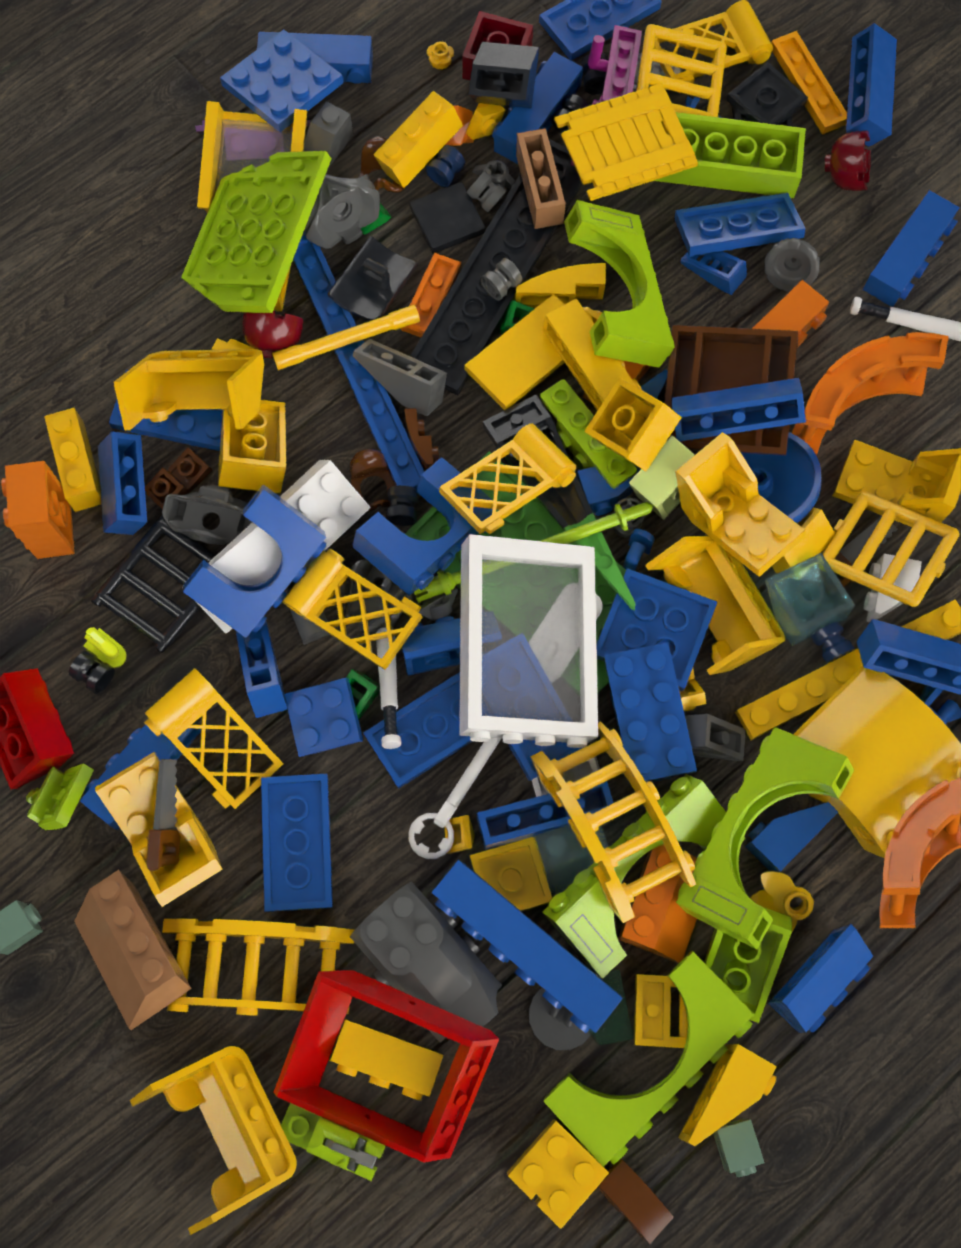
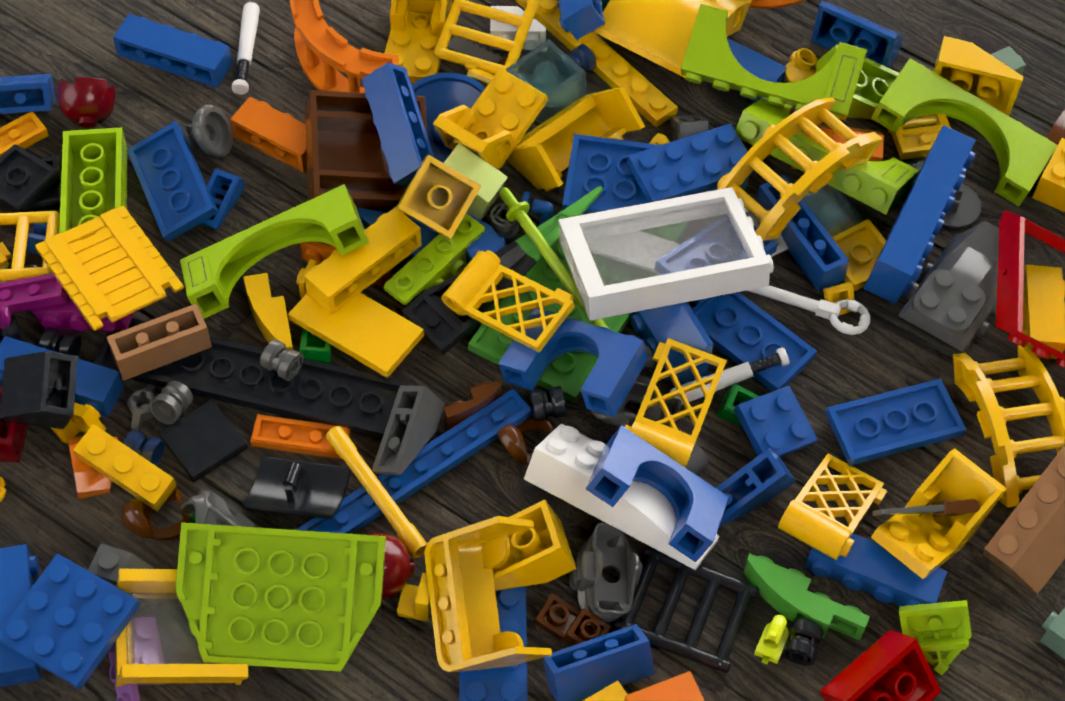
camera: 105 degrees left, 15 degrees down
(142, 674) = (789, 595): none -> bright green slope

